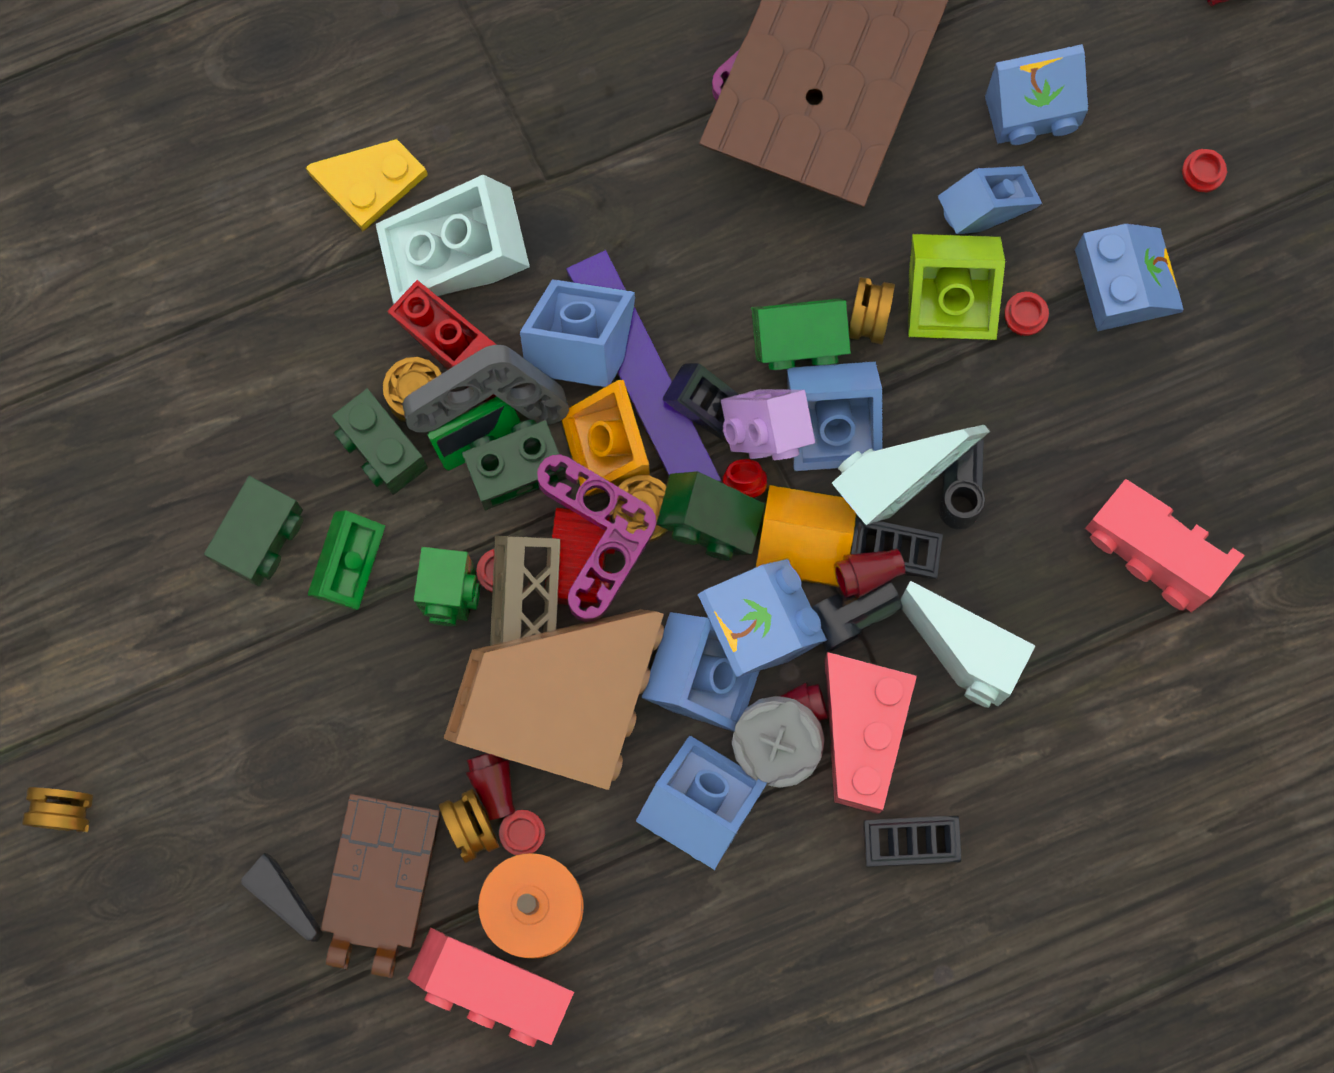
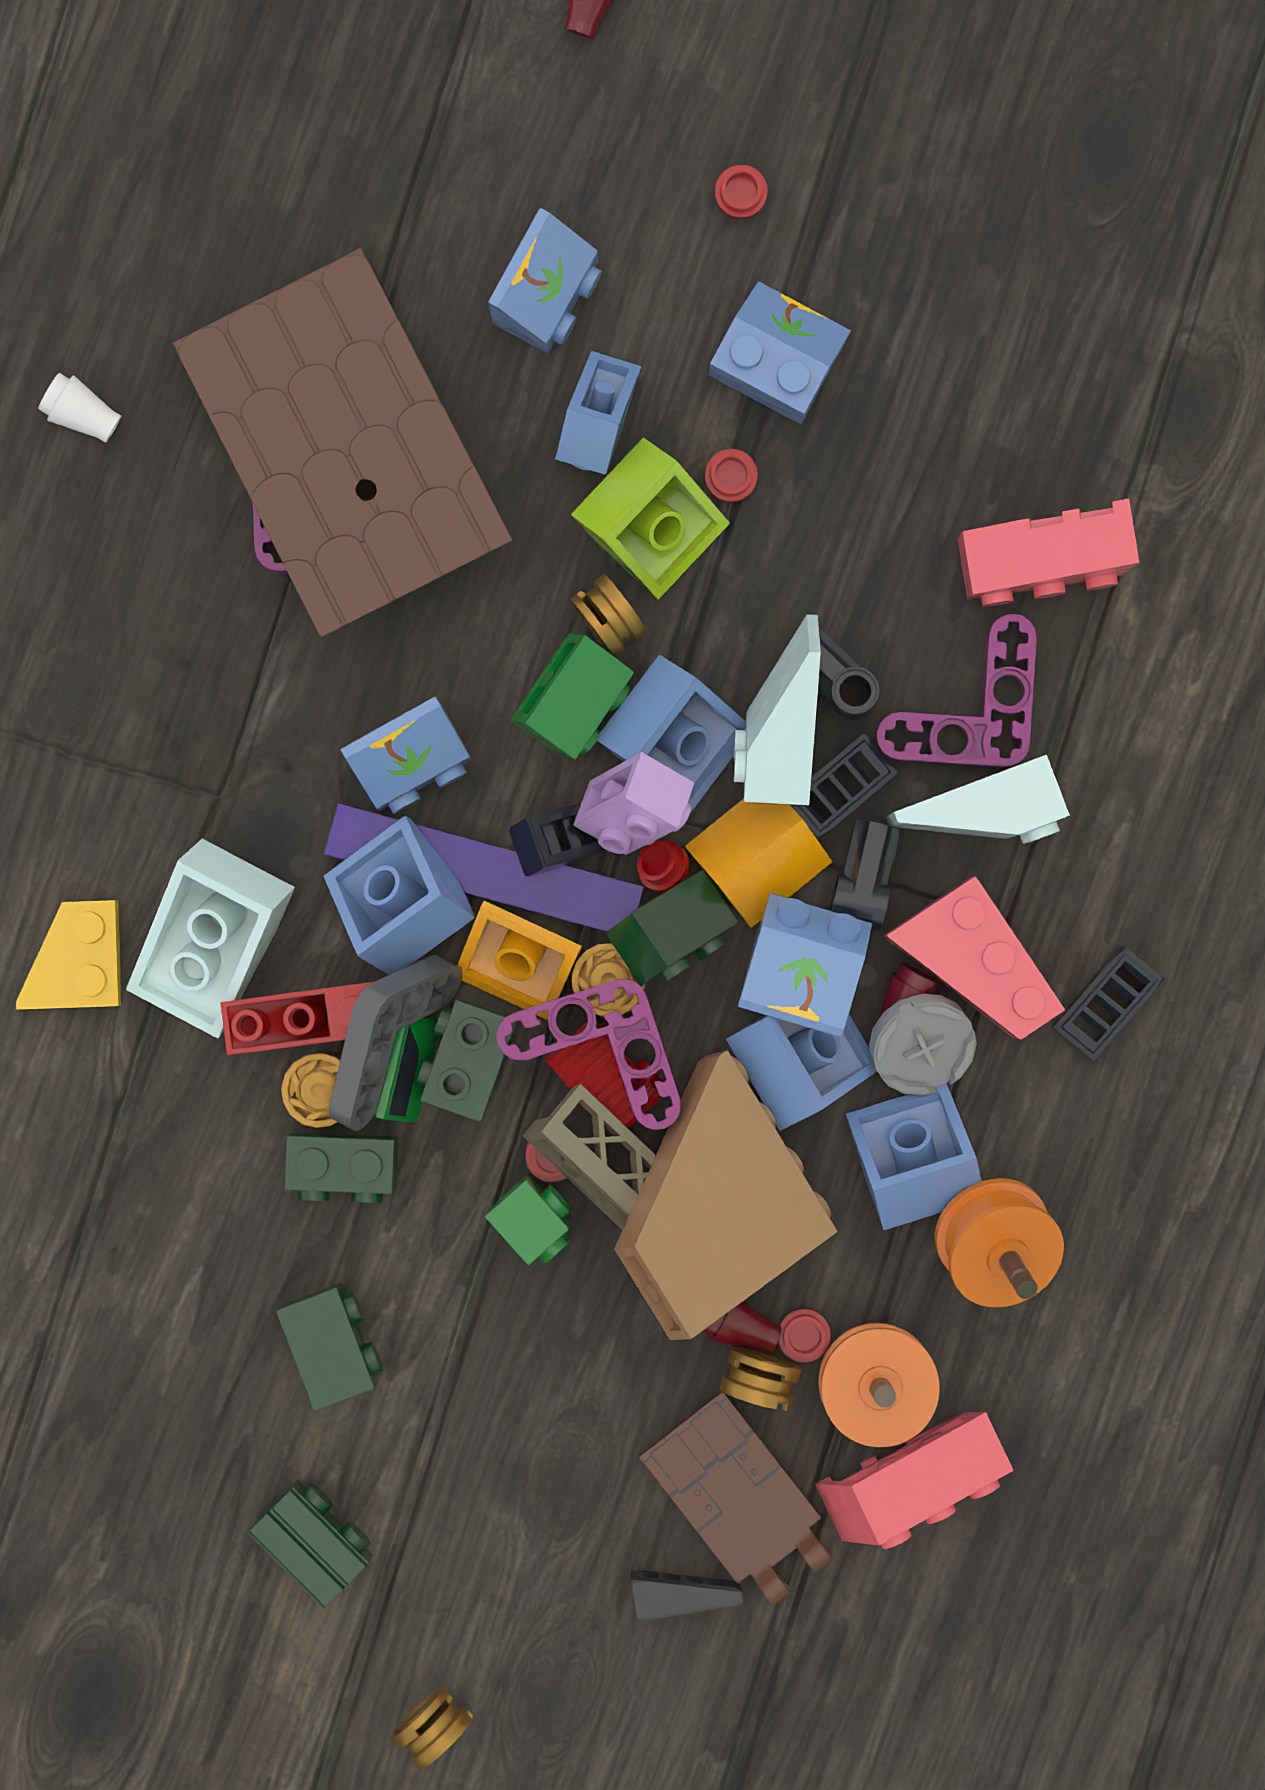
camera: 45 degrees left, 10 degrees up
(117, 631) = (312, 1542): none -> dark green brick
(346, 559) = (421, 1282): green slope -> none
(673, 261) = (408, 756): none -> medium blue slope
(693, 902) = (999, 1242): none -> orange wheel
(867, 571) = (845, 834): dark red cone -> none
(1010, 603) = (977, 729): none -> magenta beam

